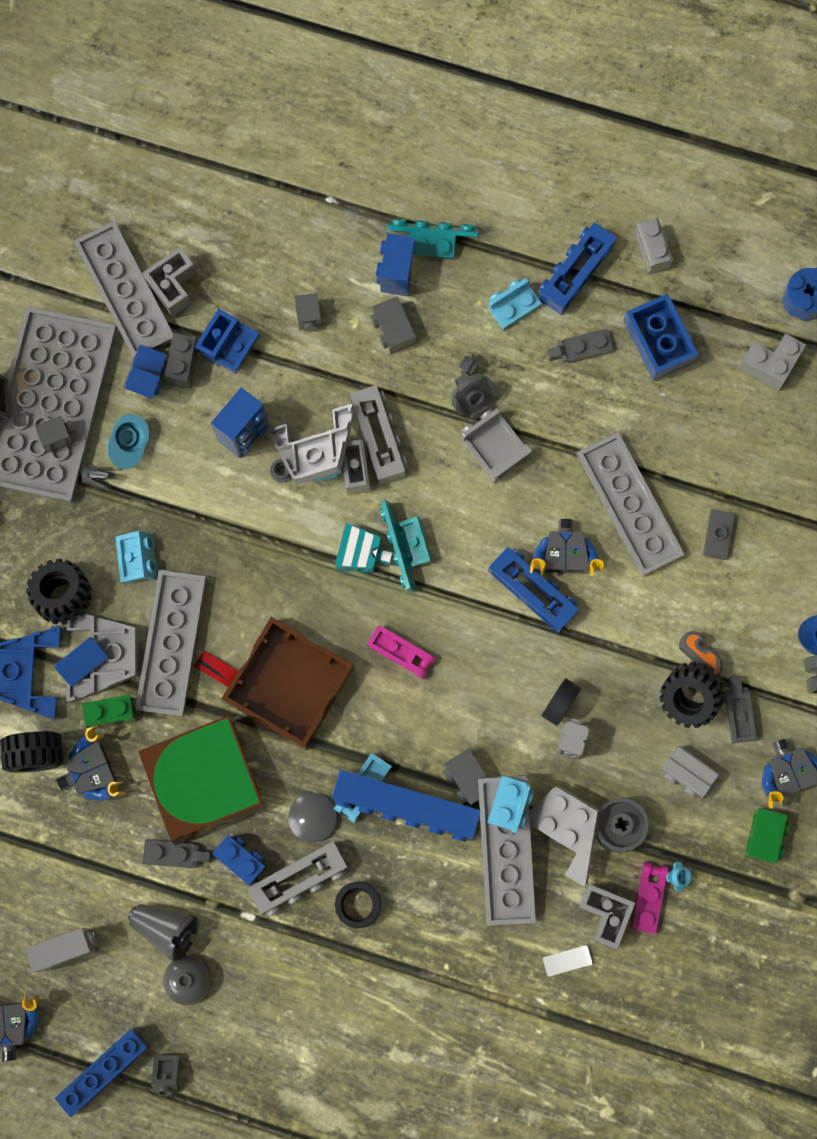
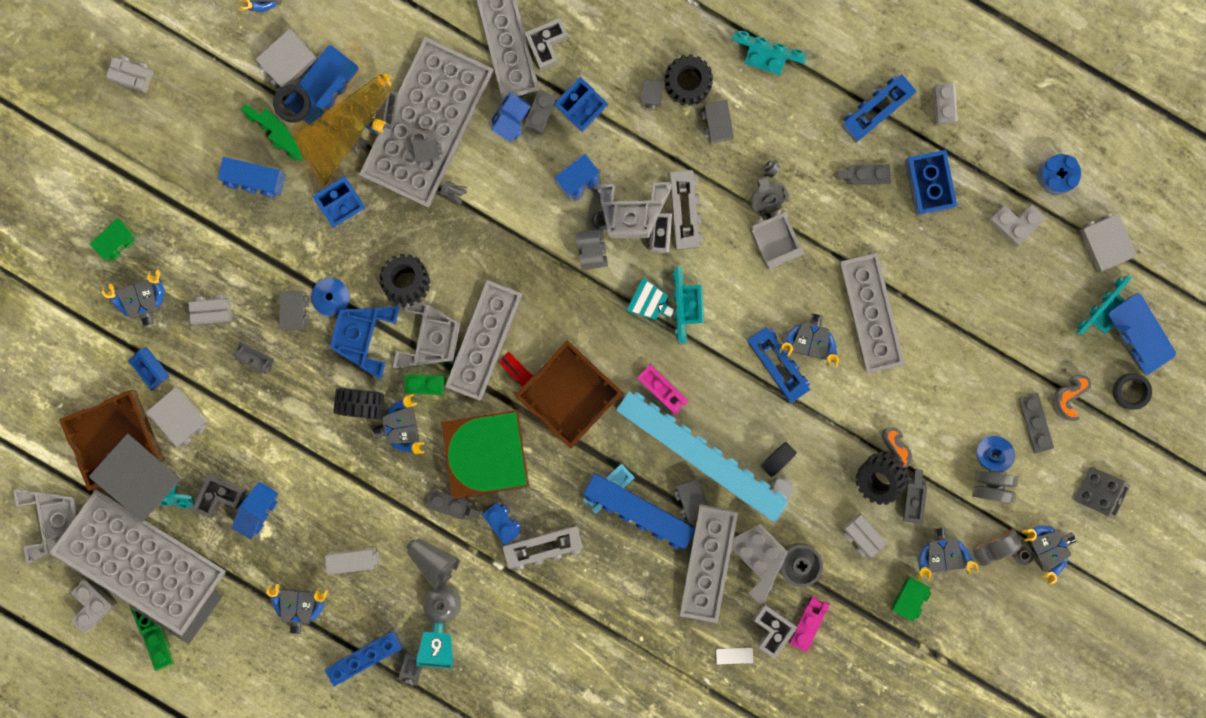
camera: 10 degrees right, 10 degrees up
(81, 661) = (411, 340): blue slope -> none
(128, 441) = (483, 170): medium azure piece -> none
(136, 557) = (471, 264): medium azure bracket -> none
(190, 1039) = (435, 649): none -> teal torso
(277, 503) = (591, 249): none -> dark grey brick
(312, 817) = (564, 502): dark grey dish -> none
(339, 907) = (587, 563): black tyre -> none
(344, 268) = (693, 64): none -> black tyre
(395, 269) = (733, 72): blue brick -> none
(468, 718) = (701, 456): none -> medium azure brick
(510, 803) = (719, 531): medium azure bracket -> none
(513, 303) = (819, 126): medium azure bracket -> none
(679, 876) = (836, 613): medium azure plate -> none
(718, 534) = (935, 353): dark grey plate -> none

